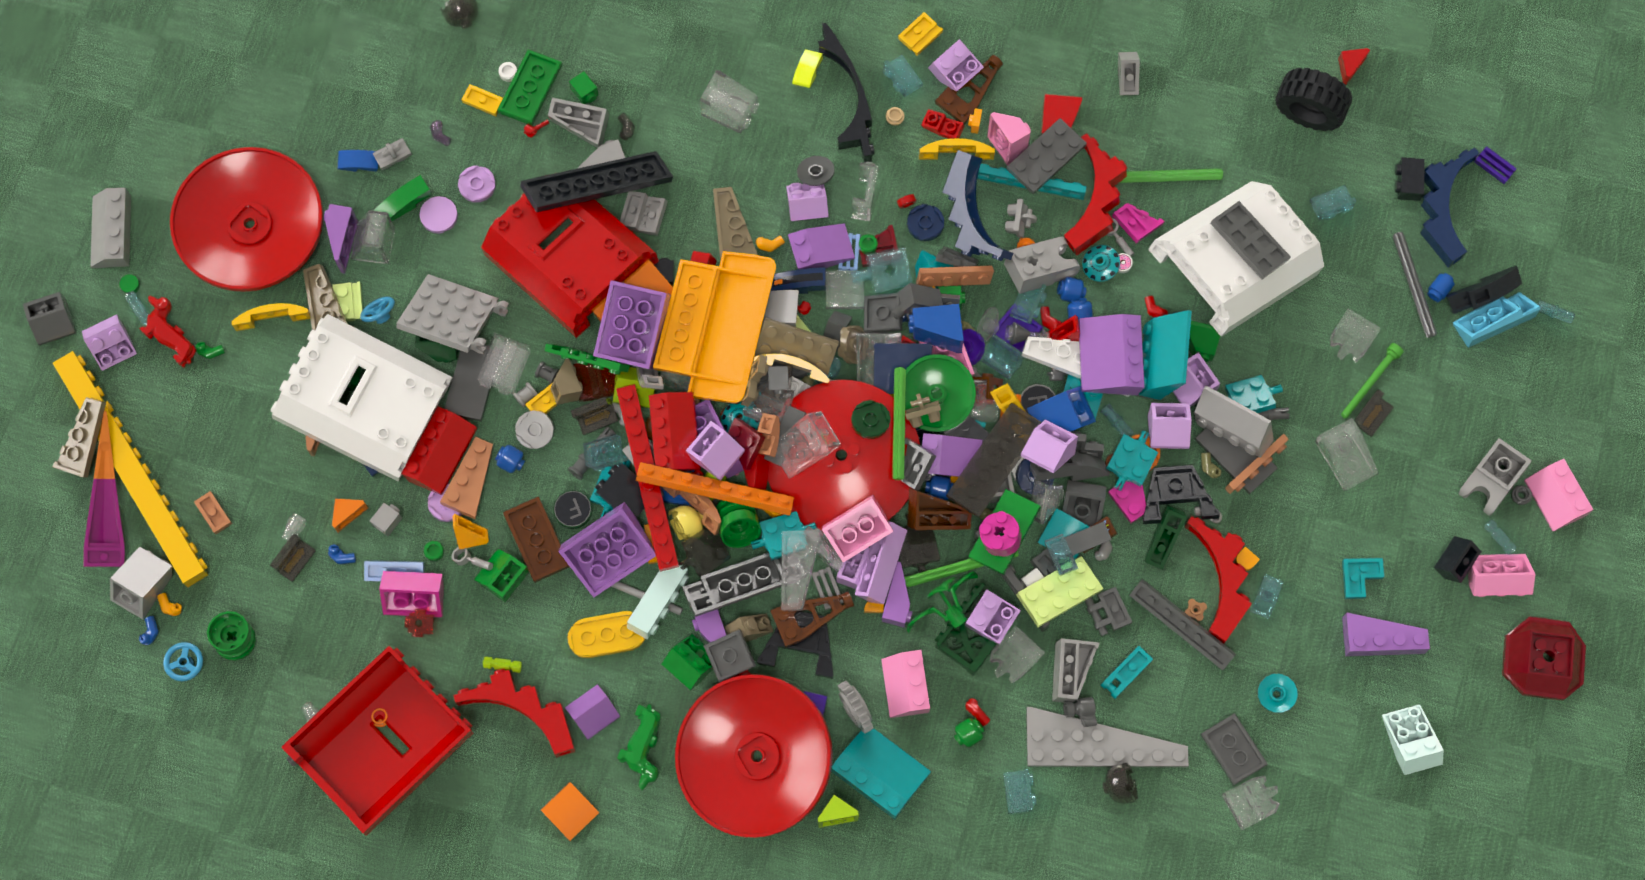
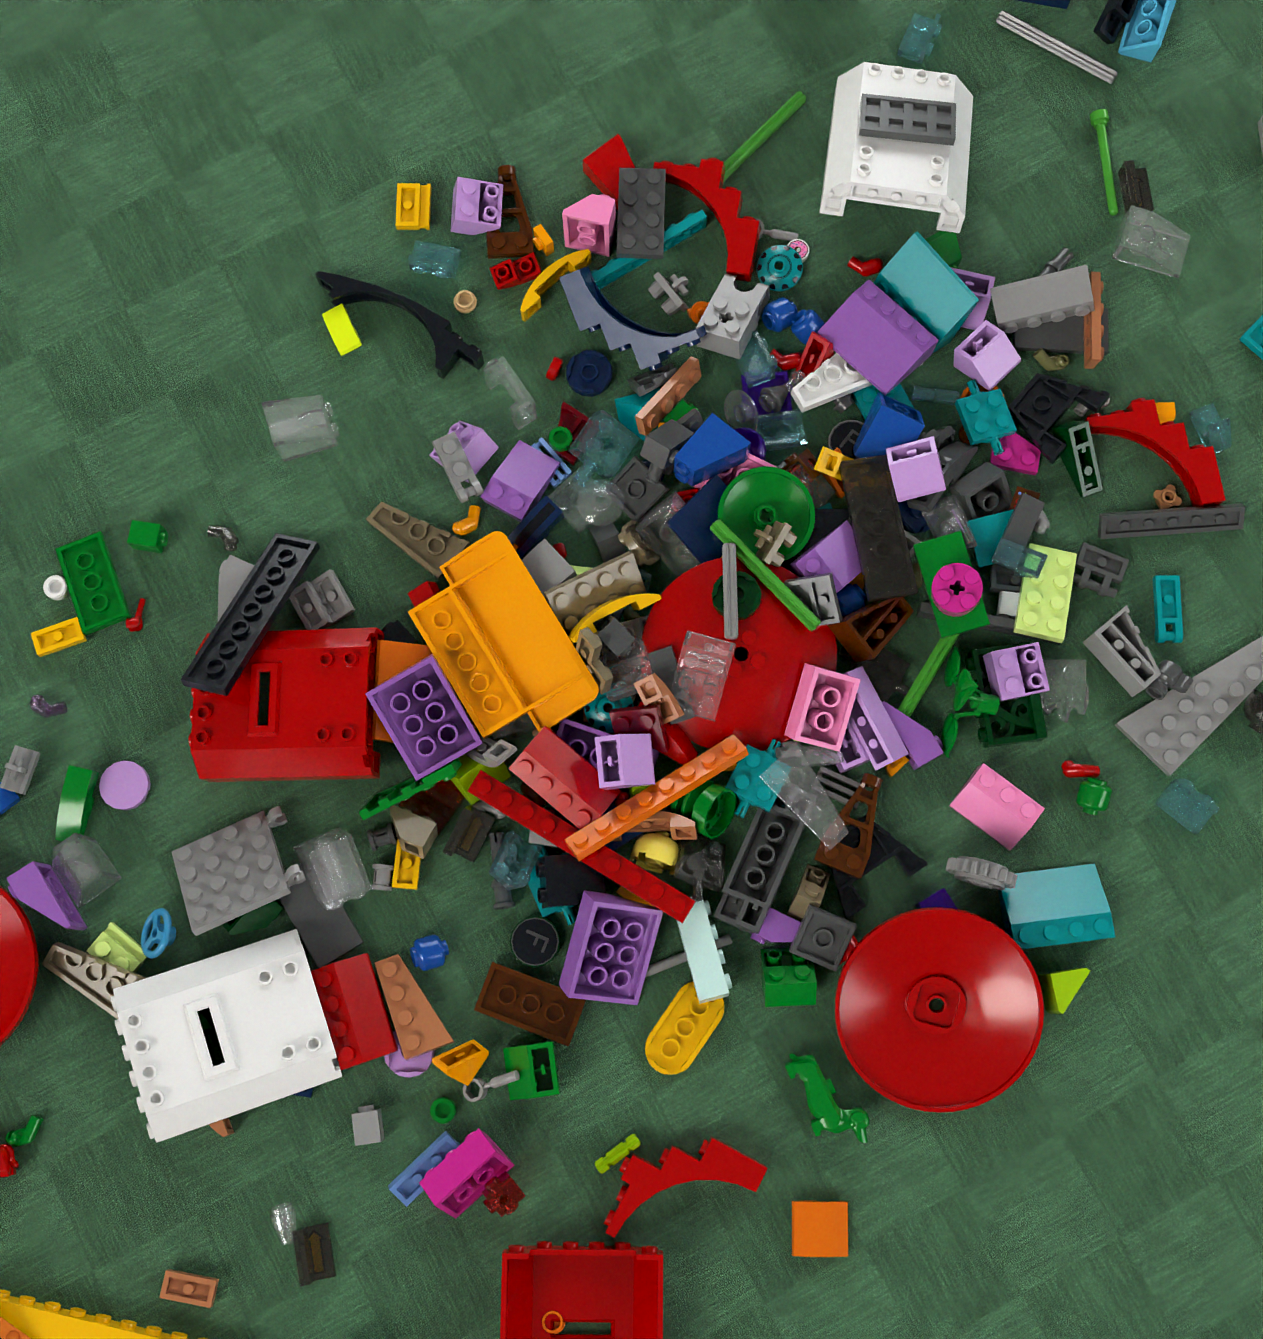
camera: 45 degrees left, 5 degrees up
(247, 319) = (34, 1065): yellow slope -> none
(339, 557) = (358, 1206): blue arm -> none
(346, 511) = (321, 1158): orange slope -> none
(476, 184) = (132, 721): lavender tile -> none
(534, 429) = (424, 902): light grey tile -> none
(580, 119) = (174, 569): light grey wedge -> none
(592, 712) = (744, 1113): medium lavender slope -> none
(790, 204) = (457, 466): none -> light grey plate
(815, 170) = (439, 410): dark grey dish -> none
(851, 309) = (600, 513): none -> clear dish
(868, 411) = (730, 591): none -> light grey axle
(1128, 73) = (634, 77): light grey slope -> none
(1136, 222) = (773, 204): dark pink wing -> none
(1253, 393) = (1024, 261): teal plate -> none
(1353, 335) = (1054, 135): clear plate -> none
(1440, 287) = (1081, 29): blue brick -> none

